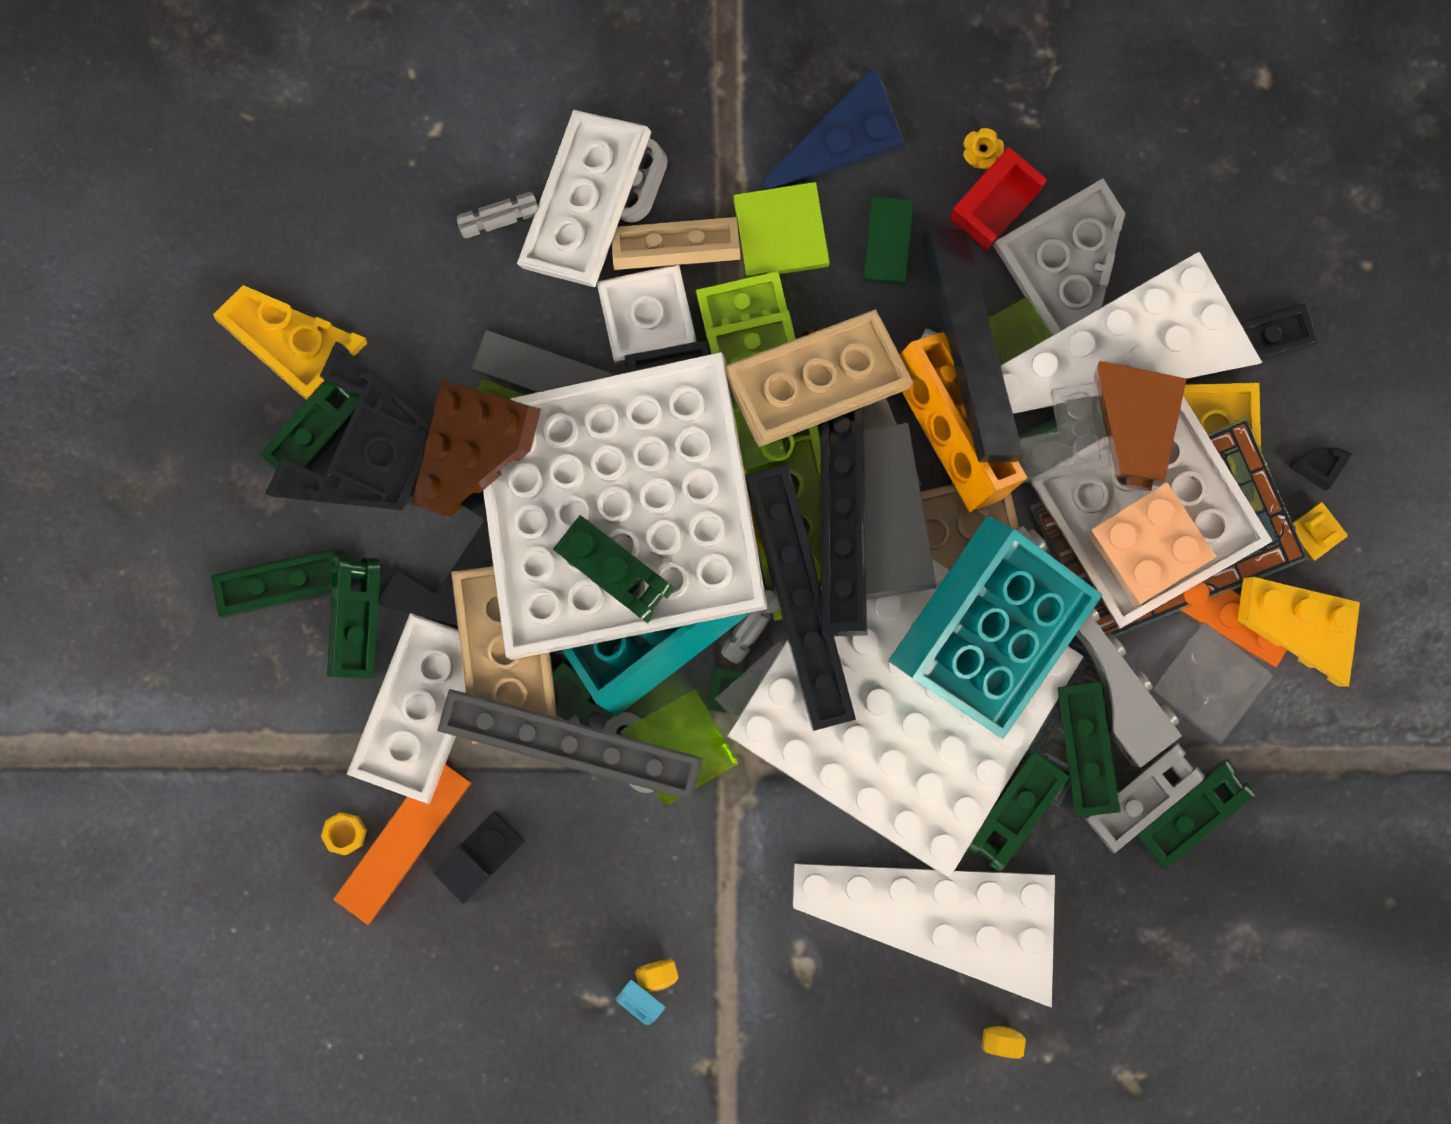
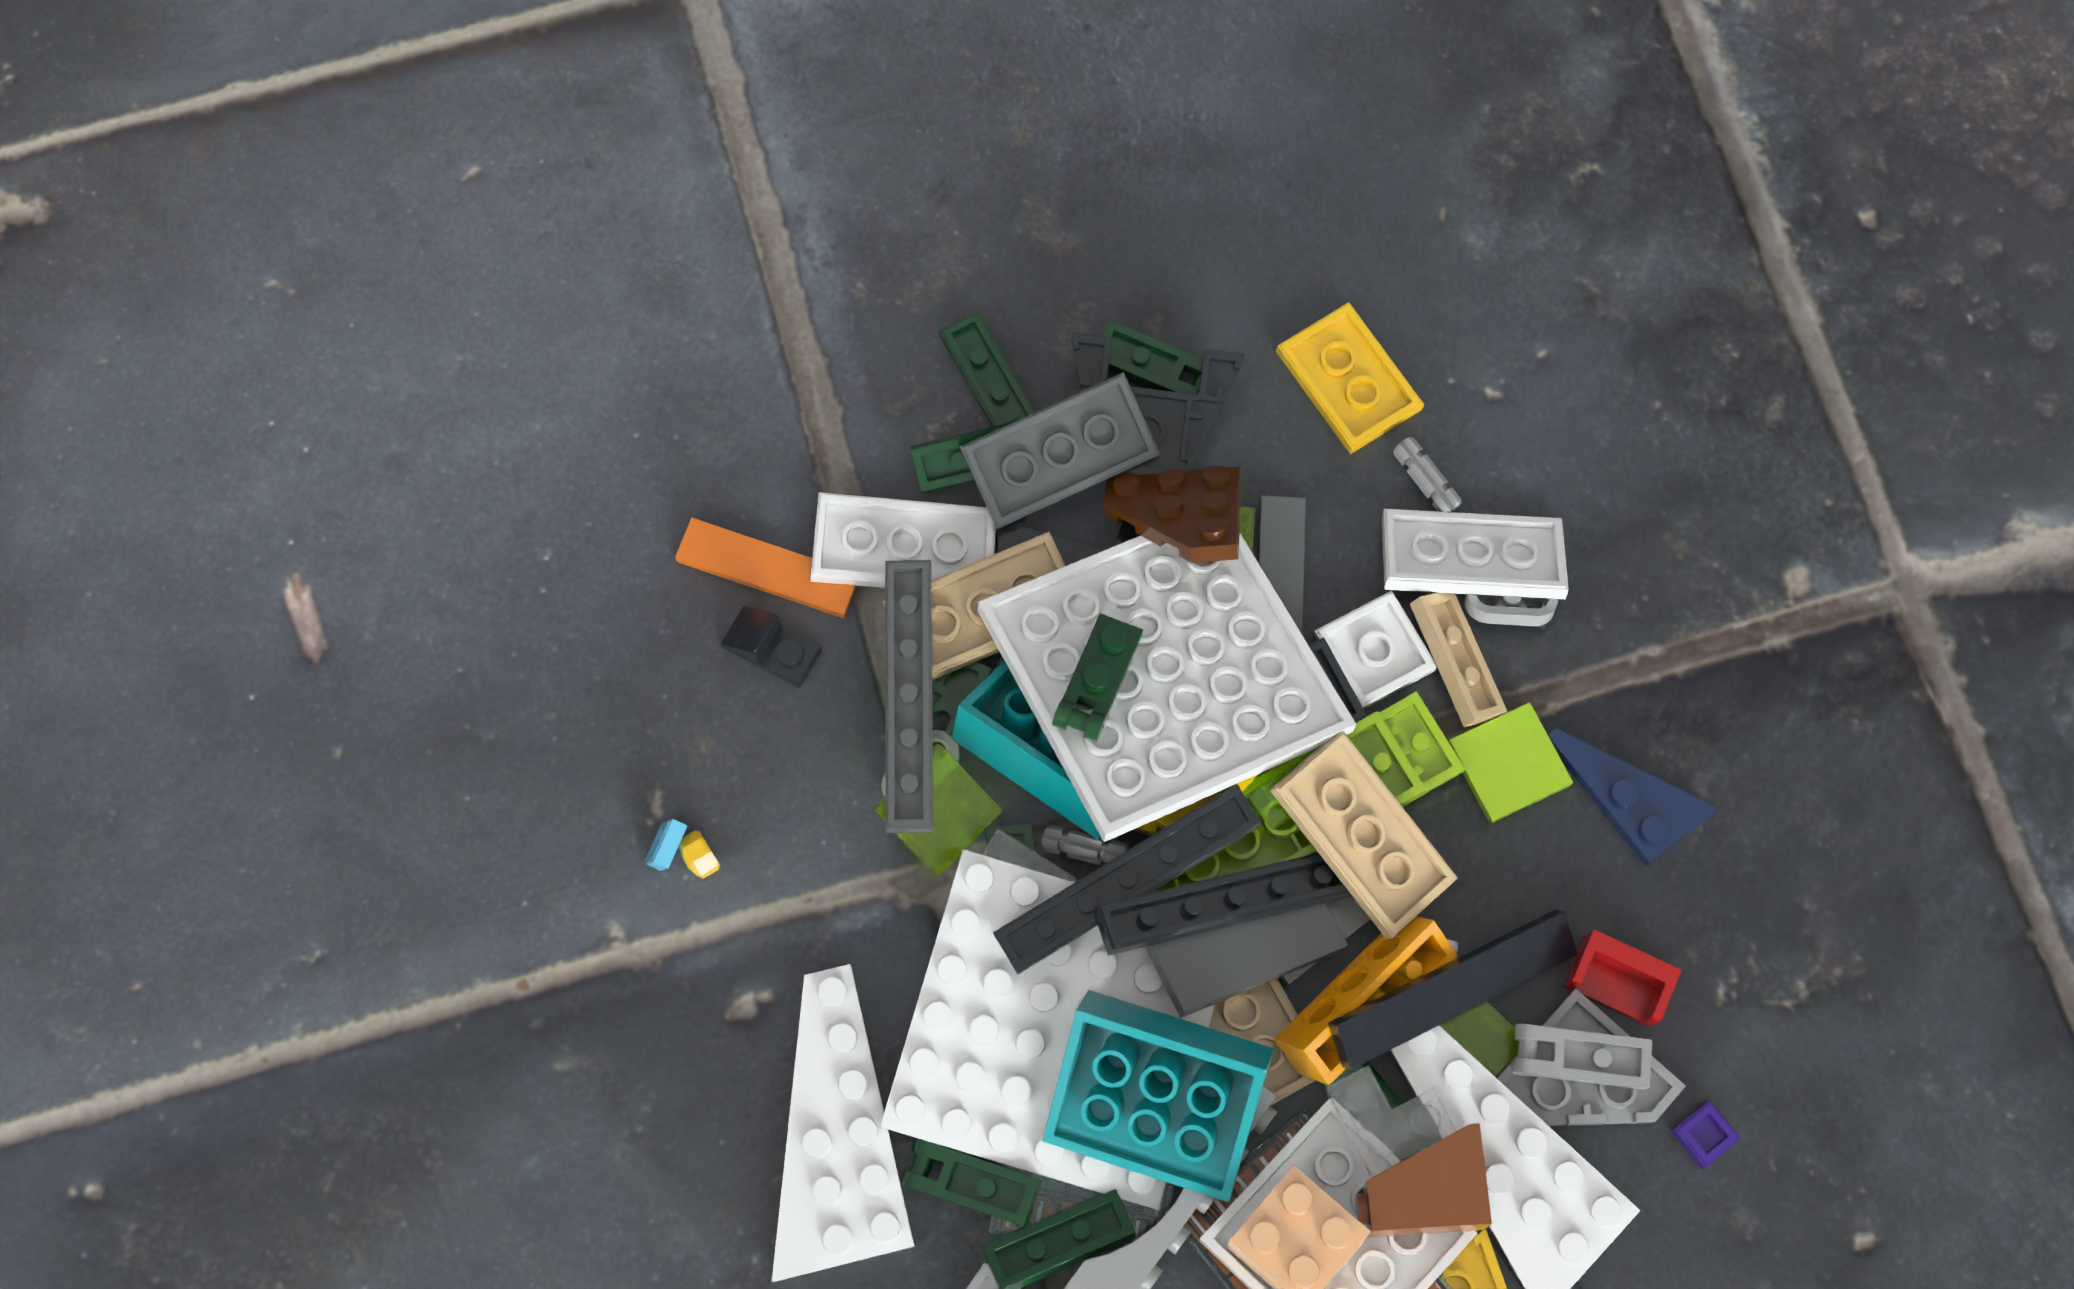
camera: 70 degrees right, 10 degrees down
(284, 338) = (1234, 310): yellow wing -> none
(343, 833) = (759, 508): yellow tile -> none
(376, 539) = (1059, 450): none -> dark grey tile
(381, 253) = (1349, 378): none -> yellow tile
(888, 240) = (1537, 877): dark green tile -> none
(975, 156) = (1673, 936): yellow plate -> none
(1003, 1042) = (721, 1238): yellow tile -> none
(1058, 253) = (1584, 1056): none -> light grey plate
(1143, 176) = (1705, 1134): none -> dark purple tile

